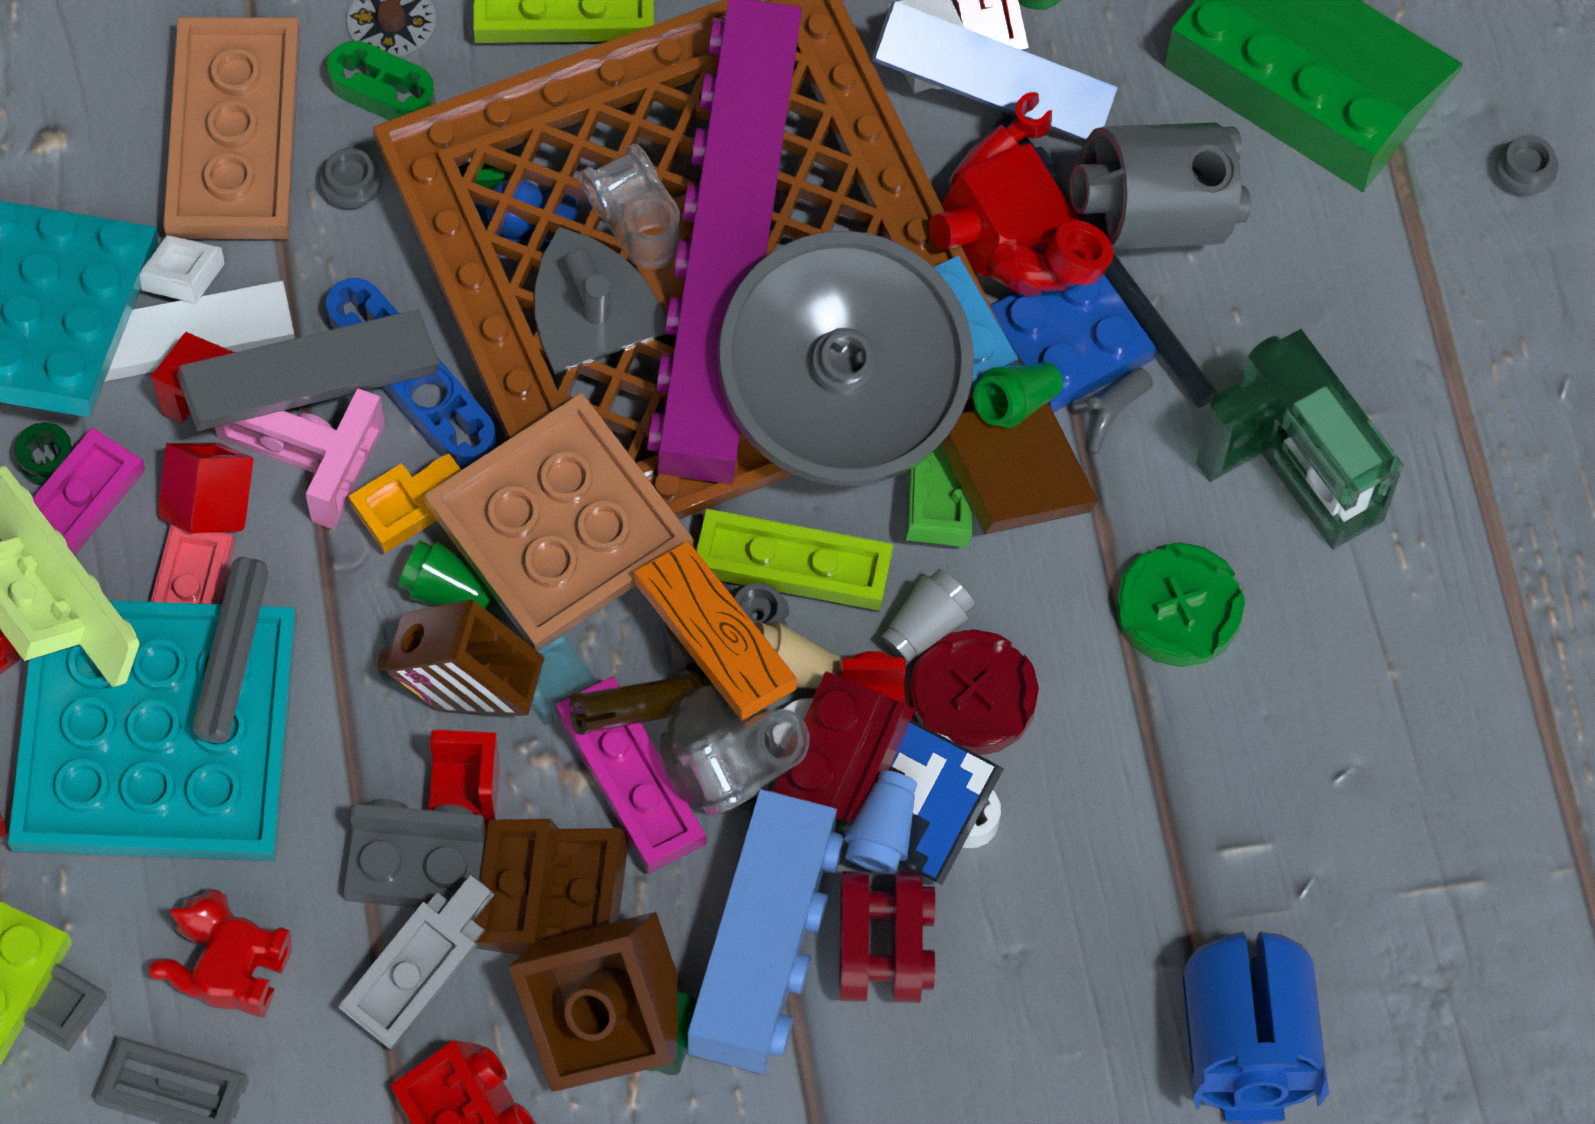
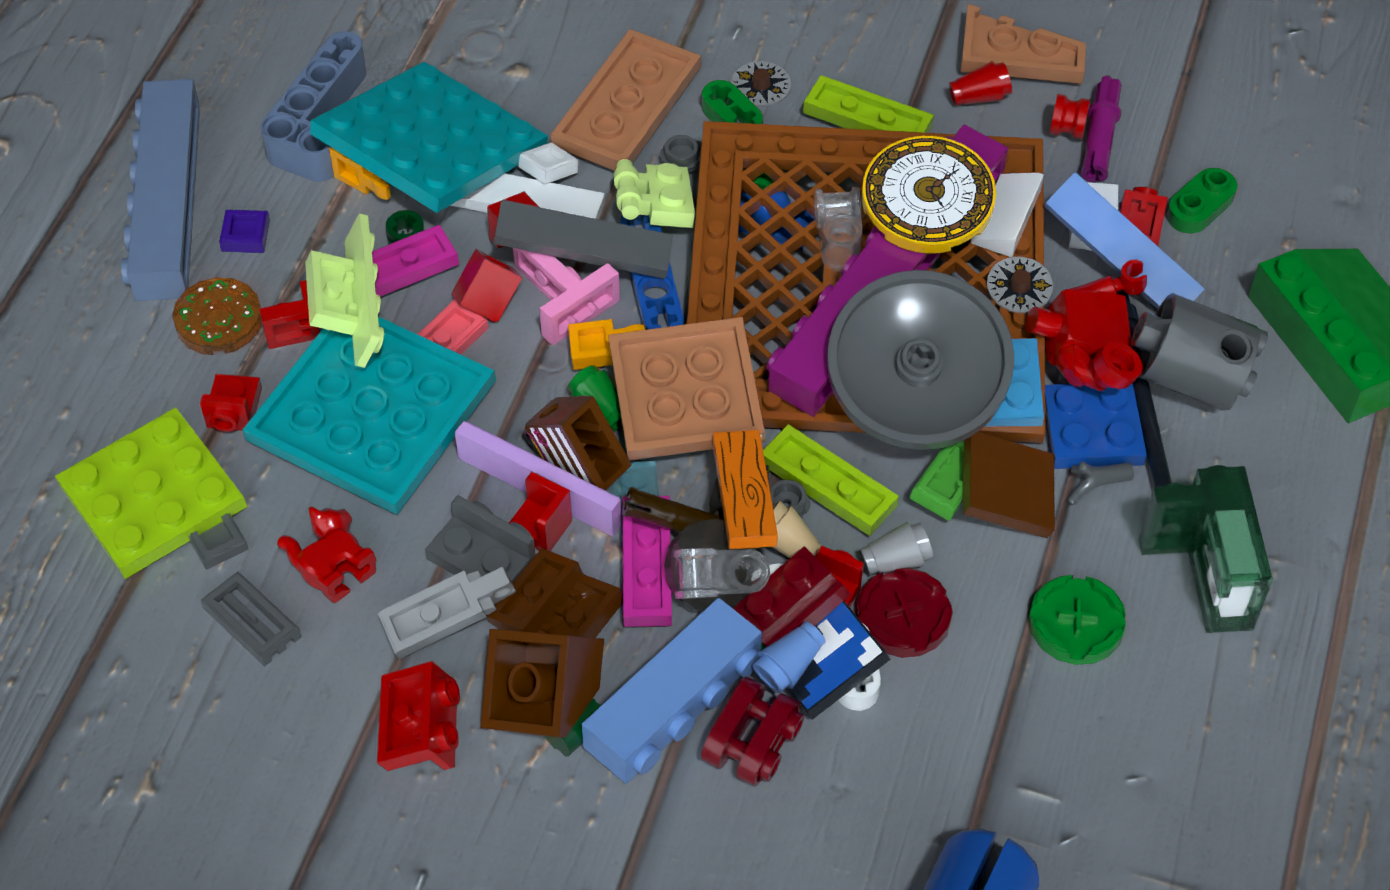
camera: 30 degrees right, 10 degrees down
(230, 650) = (438, 375): dark grey axle -> none
(369, 245) = (659, 192): none -> yellowish green plate
(410, 725) = (514, 464): none -> lavender tile
(591, 302) = (781, 272): dark grey shield -> none
(738, 119) = (928, 193): none -> tile
(835, 91) = (1013, 206): none -> white slope
(895, 185) = (1019, 284): none -> piece
(1015, 392) = (1029, 435): green cone -> none

